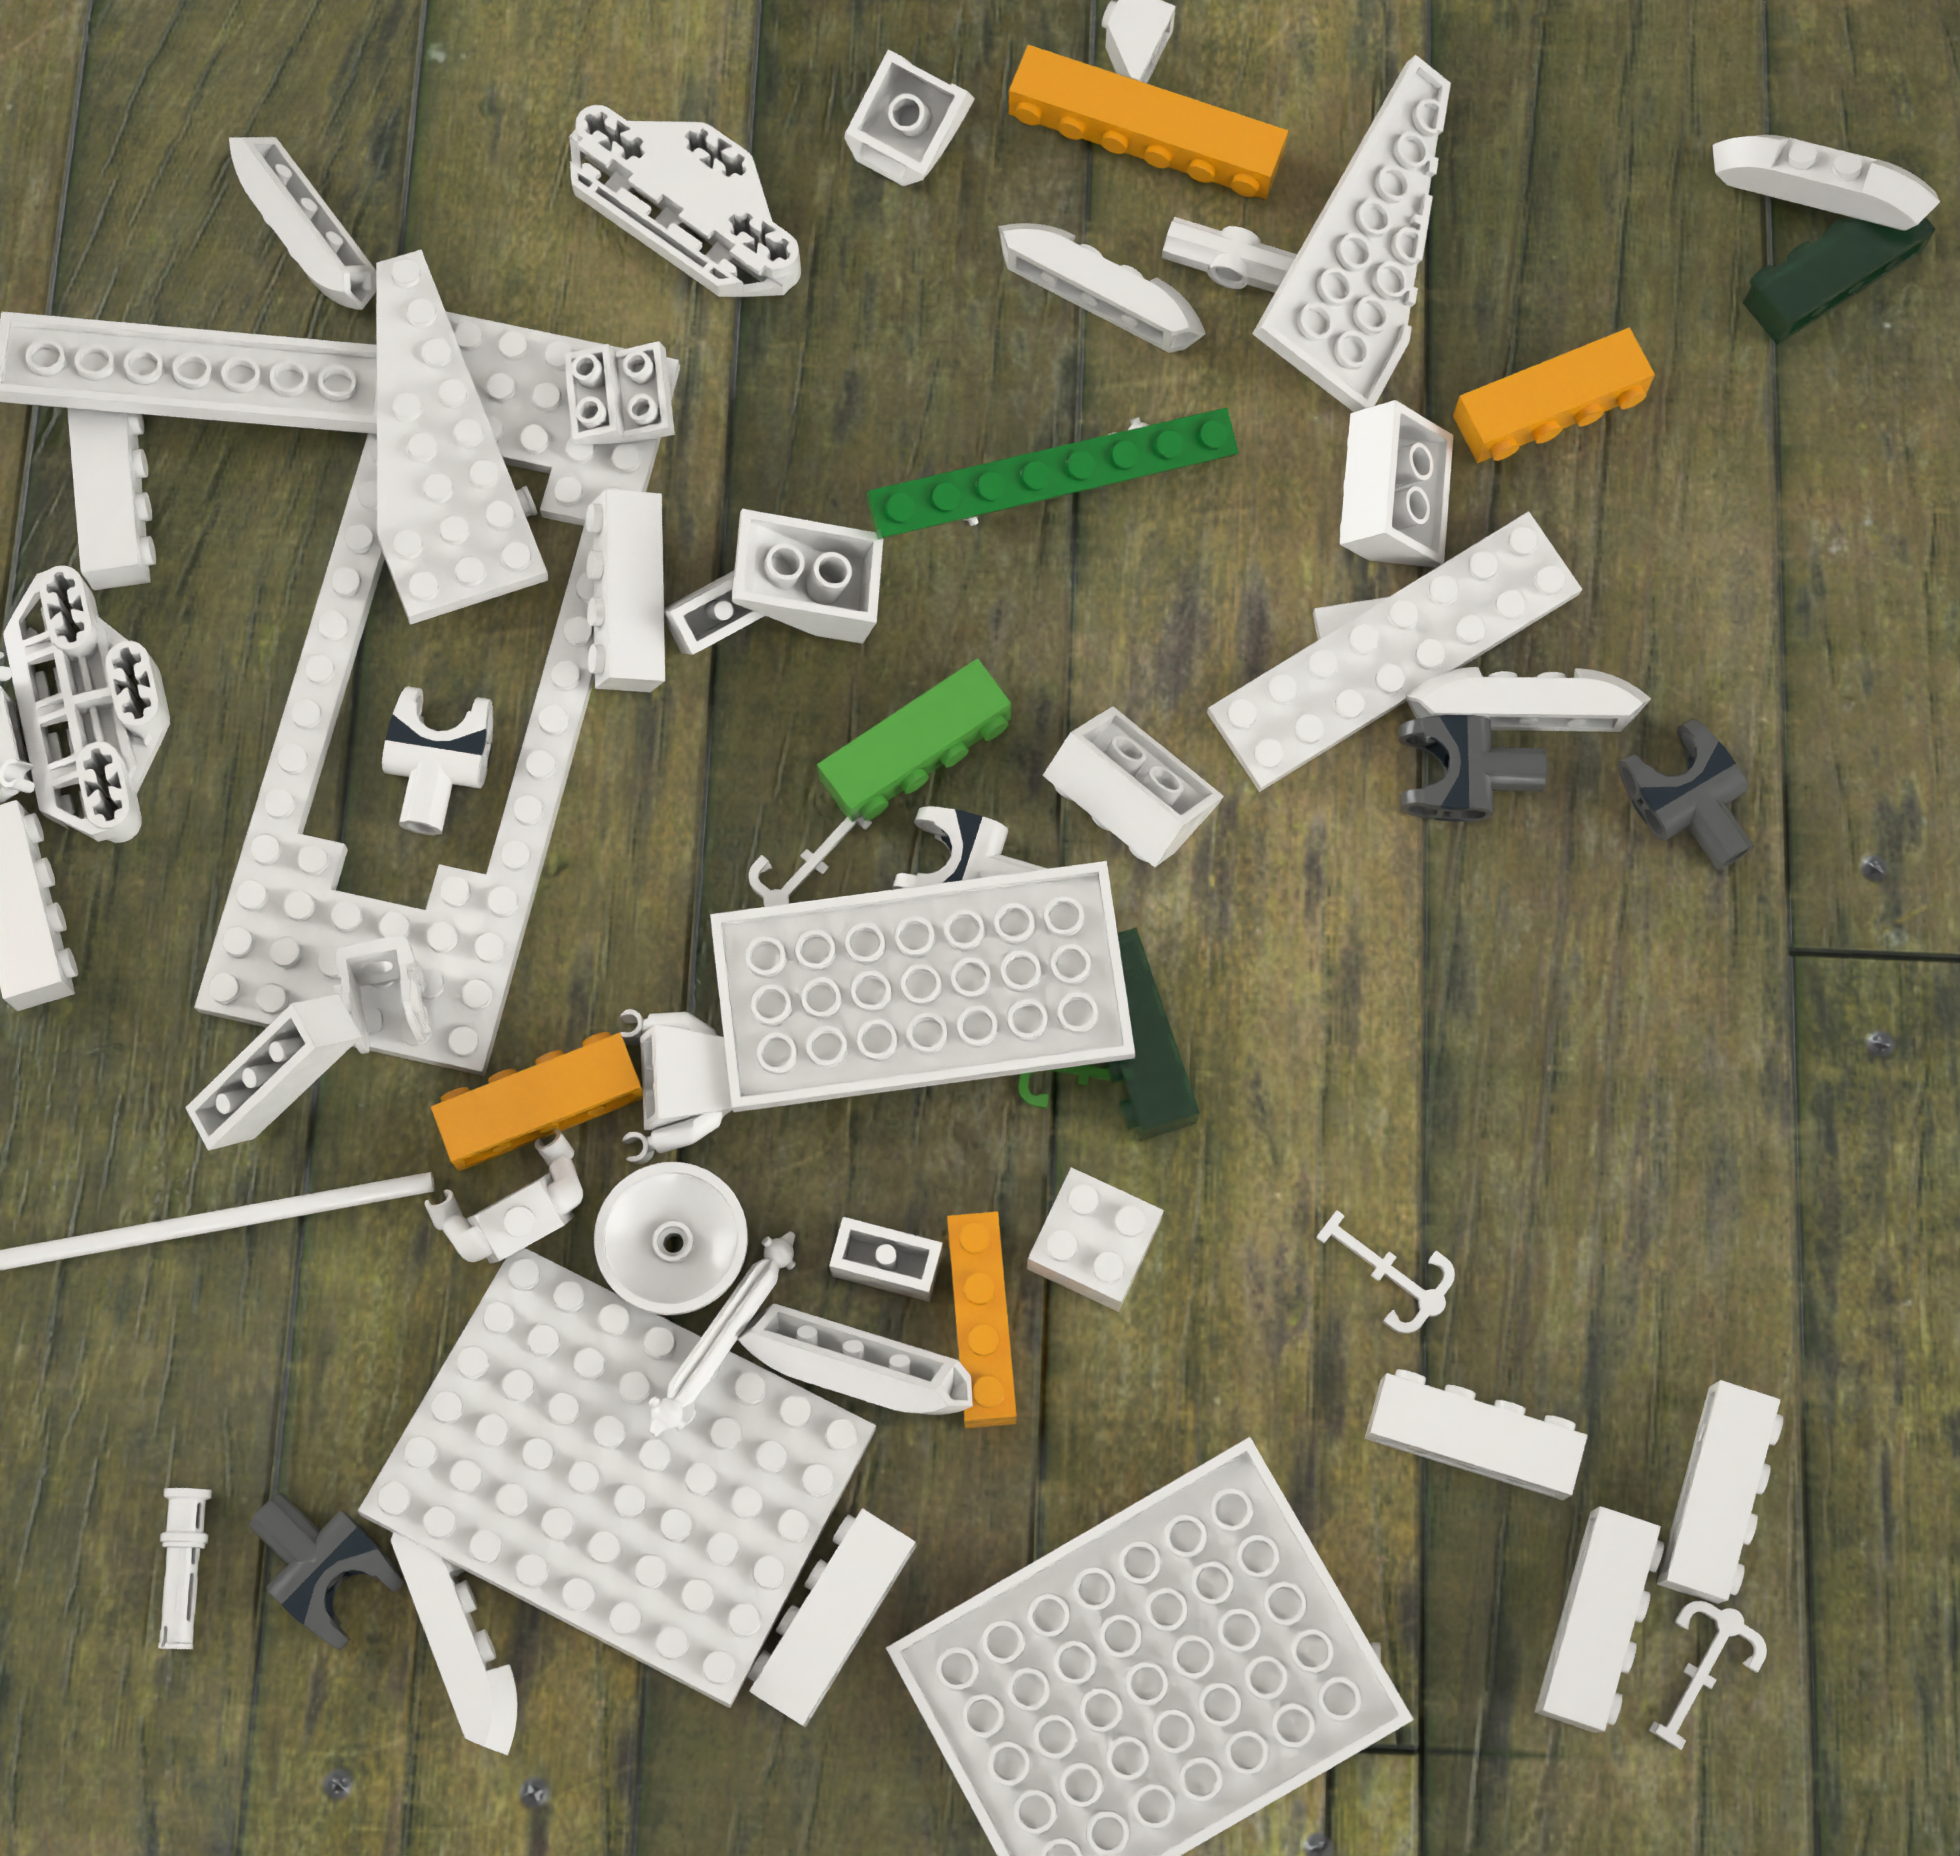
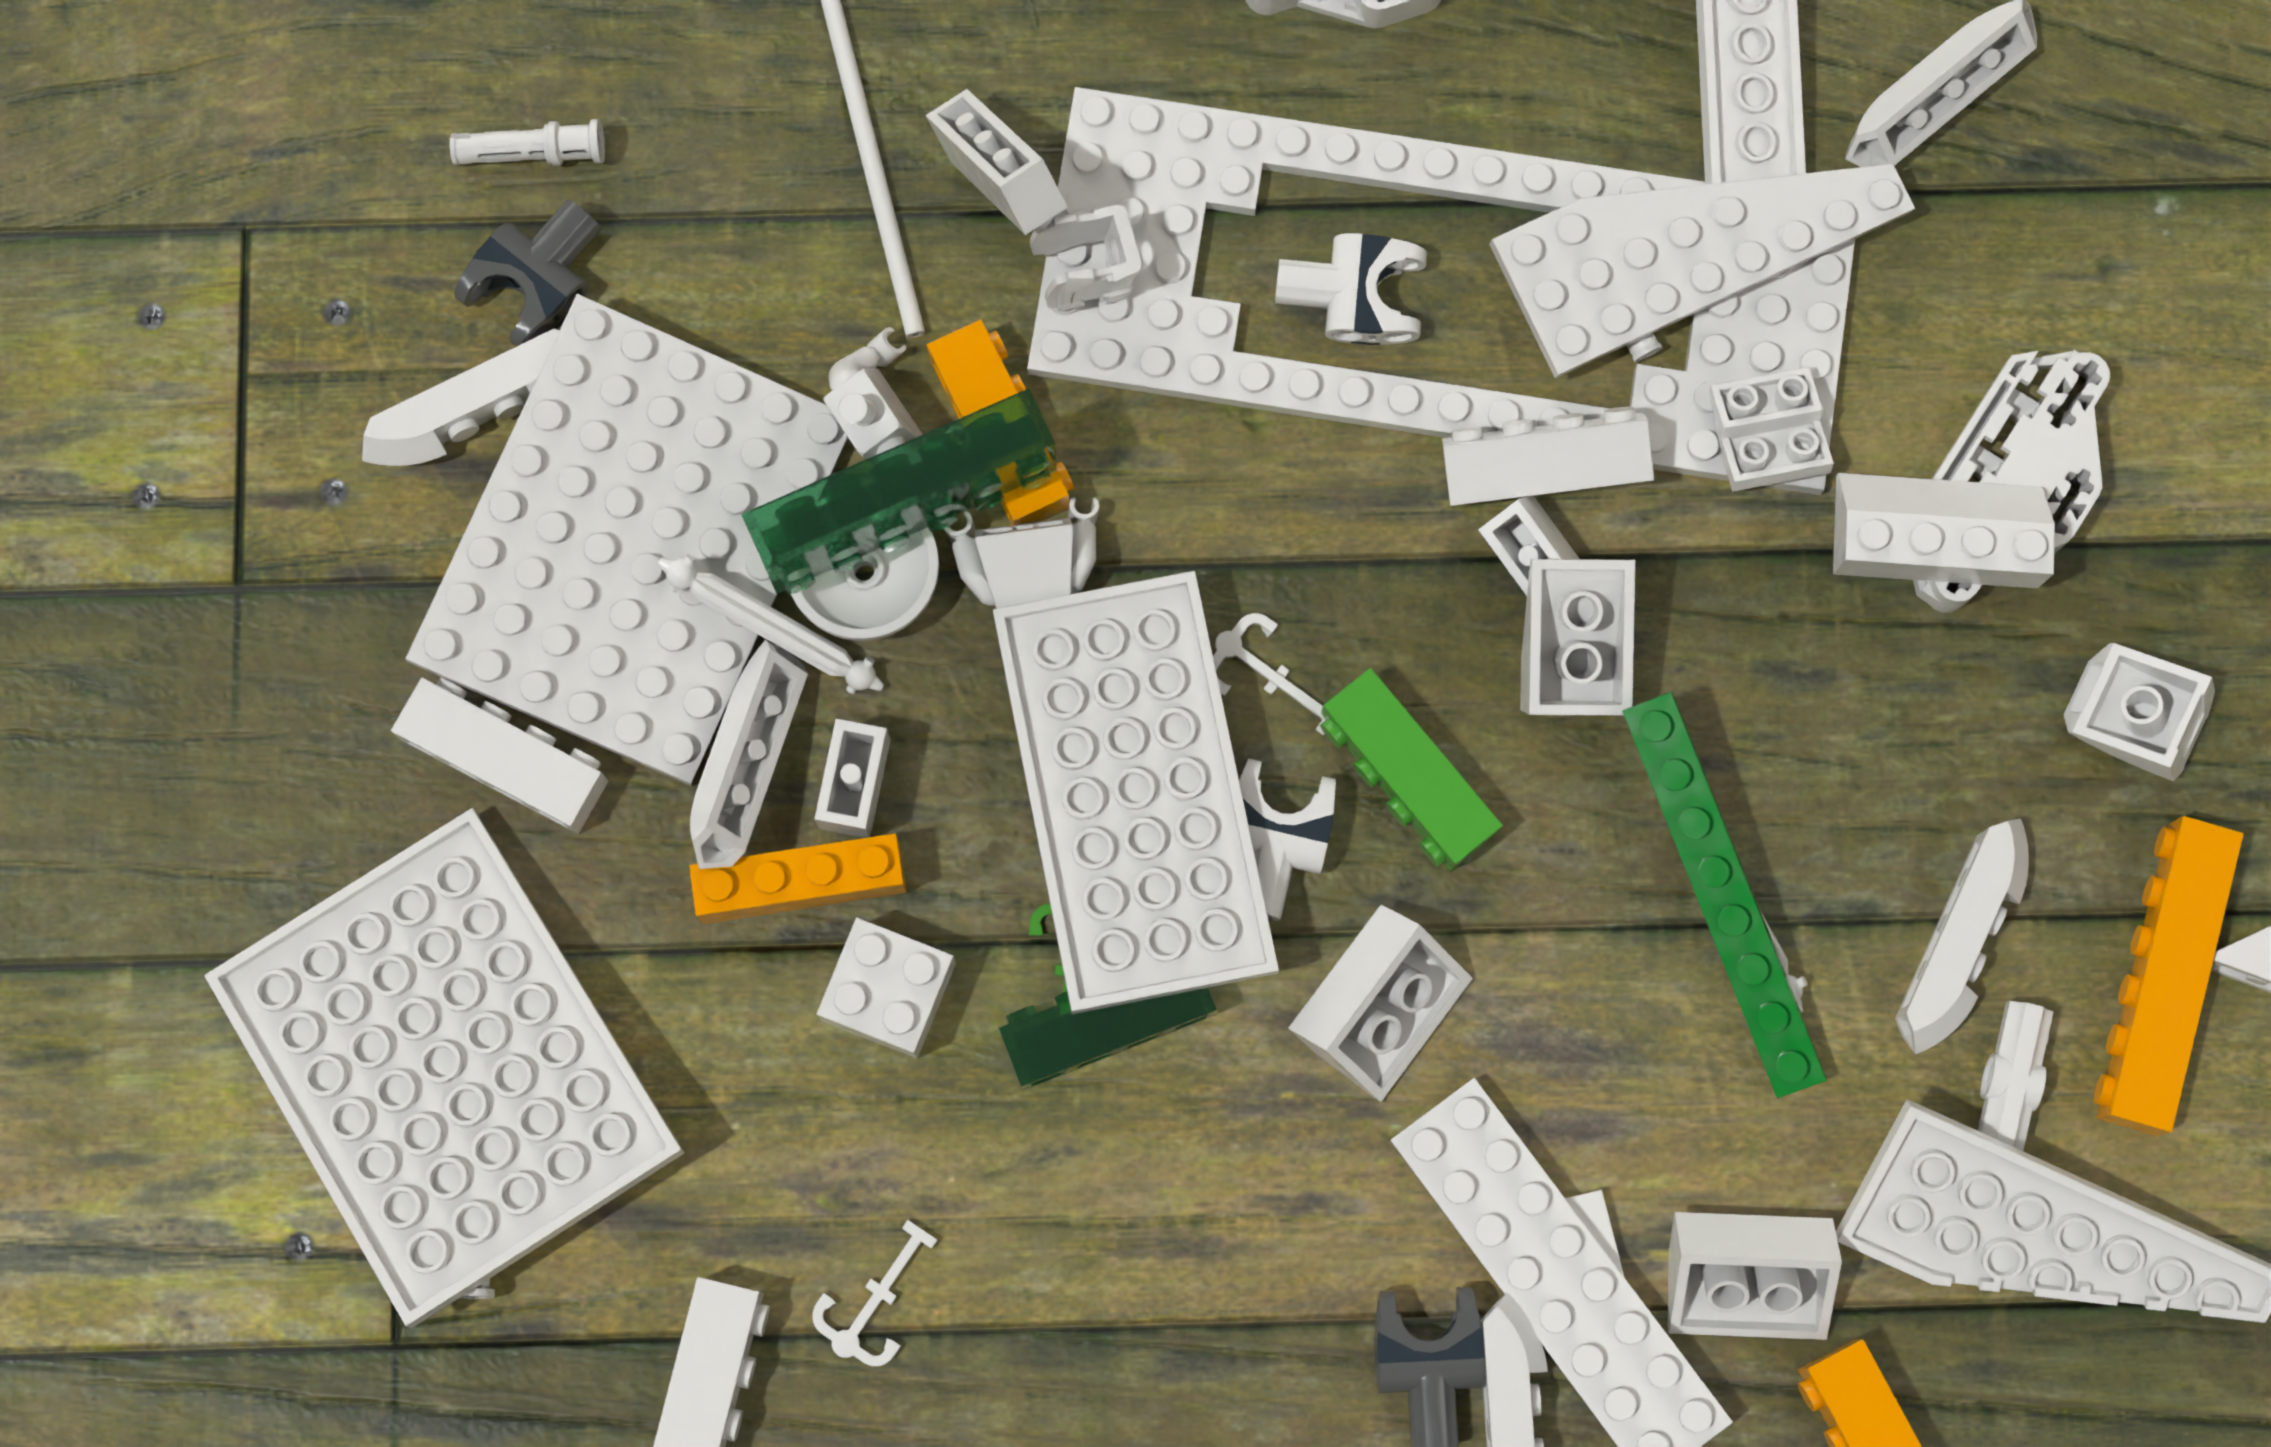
camera: 85 degrees right, 5 degrees up
(608, 1181) = (902, 492): none -> clear green brick
(733, 252) = (1942, 531): none -> white slope

